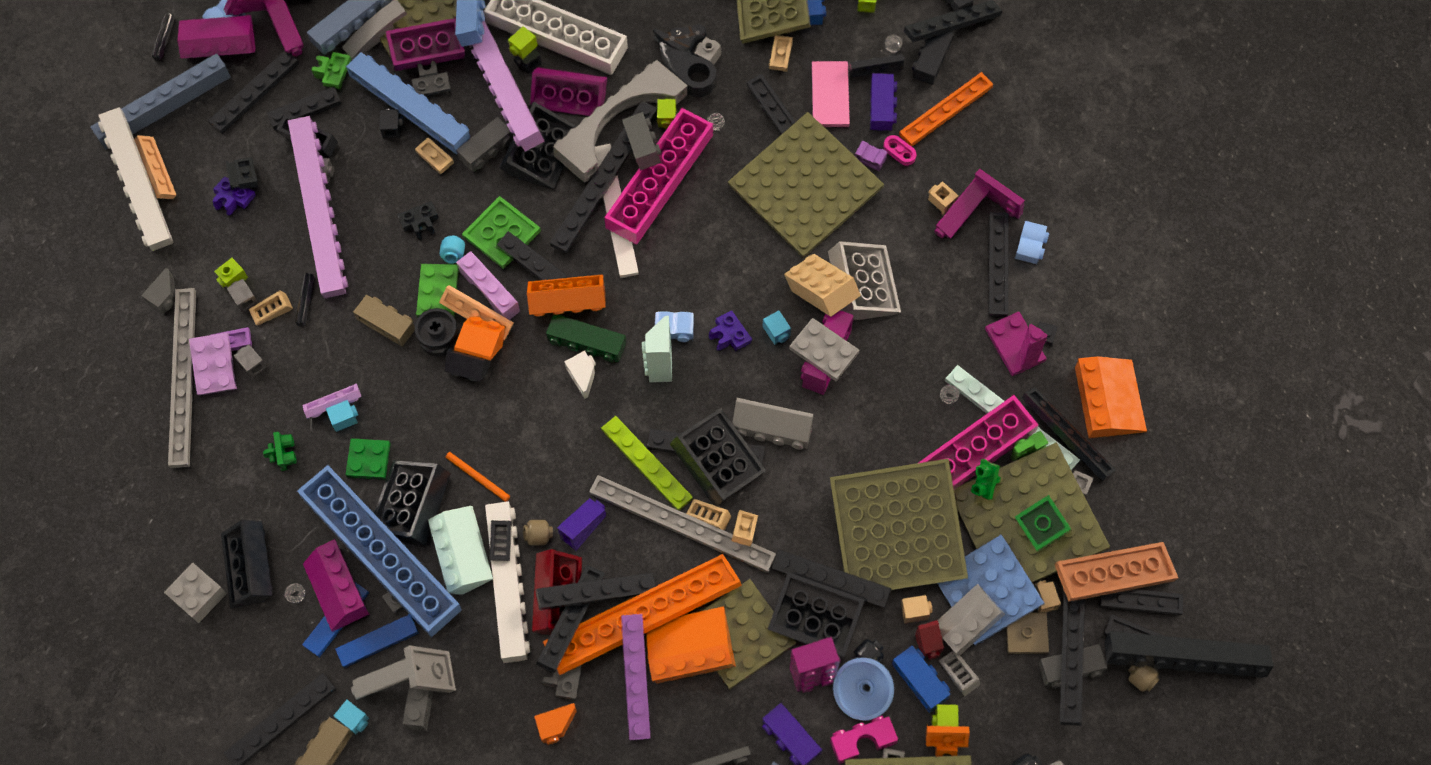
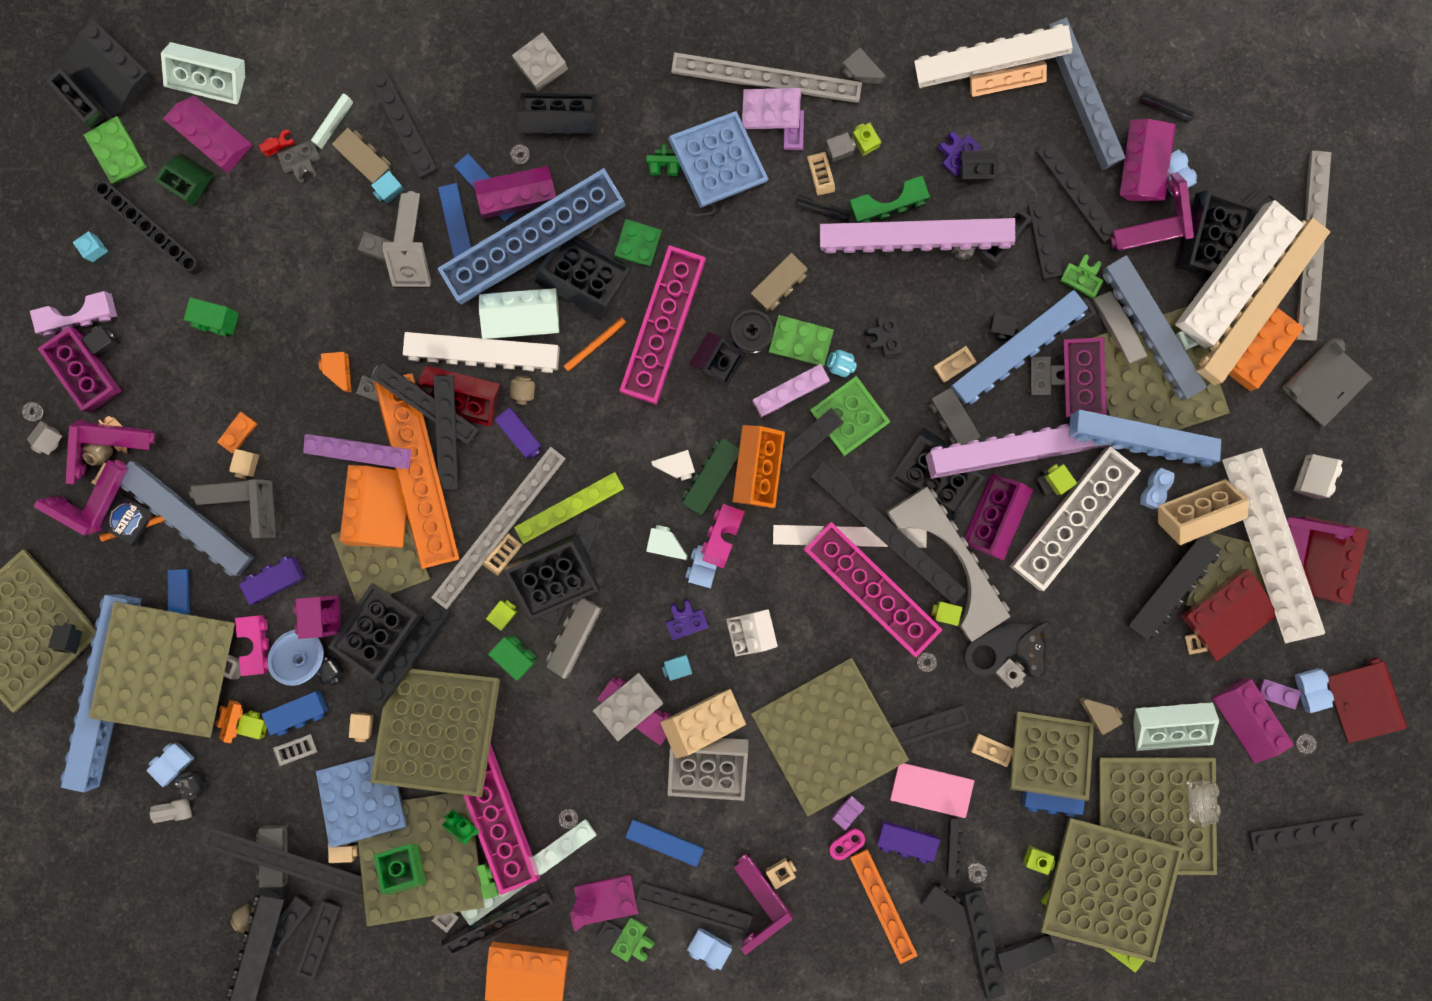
camera: 100 degrees right, 20 degrees up
(250, 361) = (767, 144): flat silver brick -> none
(271, 398) = (718, 159): none -> medium blue plate
(298, 258) = (866, 209): none -> green arch
(316, 407) = (705, 224): lavender plate -> none
(342, 415) = (687, 225): medium azure brick -> none
(446, 412) = (662, 325): none -> dark pink brick
(469, 307) = (763, 374): light nougat plate -> none
(480, 338) = (731, 372): orange slope -> none
(499, 523) = (529, 352): black slope -> none
(625, 312) = (727, 521): none -> dark pink arch
(642, 140) = (909, 579): dark grey brick -> none
(727, 271) = (752, 633): none -> white slope
(744, 528) = (476, 585): tan plate -> none
(767, 497) = (502, 614): none -> lime brick
(806, 475) = (513, 657): none -> green brick
(929, 639) = (326, 730): dark red slope -> none
(946, 304) = (664, 842): none -> blue tile
(969, 619) = (333, 771): light grey slope -> none
(1028, 635) = (311, 824): dark tan plate -> none
(1046, 310) = (632, 941): none -> bright green plate
(1116, 571) = (345, 924): nougat plate -> none

